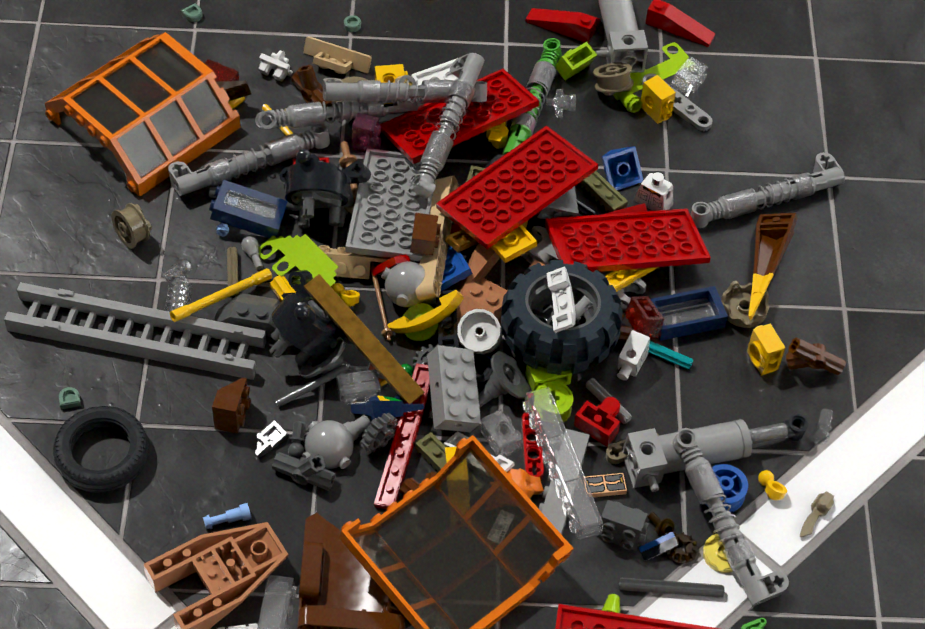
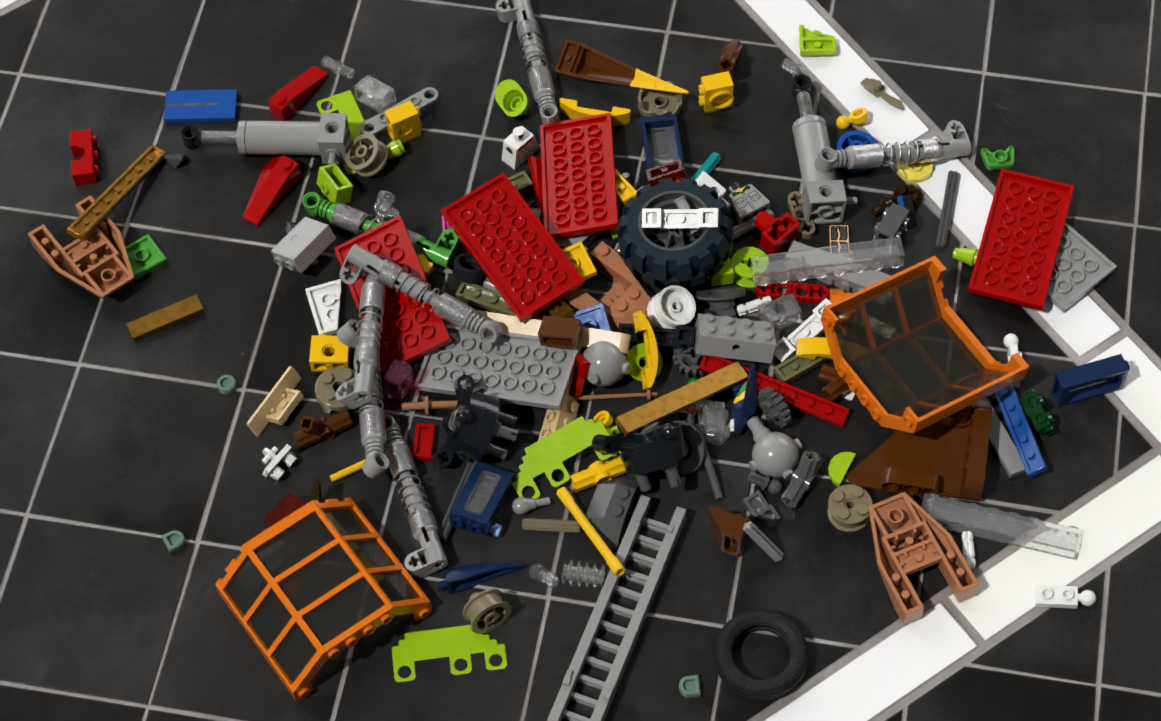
camera: 75 degrees left, 5 degrees up
(104, 200) = (445, 642): none -> lime piece
(173, 215) = (468, 576): none -> dark blue piece
(219, 433) = (763, 541): none -> light grey axle
(232, 515) = (843, 536): light blue piece -> none
(276, 509) = (849, 508): none -> dark tan wheel
(324, 505) = (839, 467): none -> lime tile
(500, 46) = (302, 244): none -> light grey piece
(501, 403) = (751, 306): none -> white axle
(622, 167) = (478, 166): blue slope -> none
(633, 392) = (746, 202): none -> light grey torso
(711, 182) = (511, 98): none -> lime piece
(714, 268) = (570, 108): none -> yellow slope
(717, 48) = (337, 67): none -> clear axle
(866, 441) = (816, 43): none -> lime wing

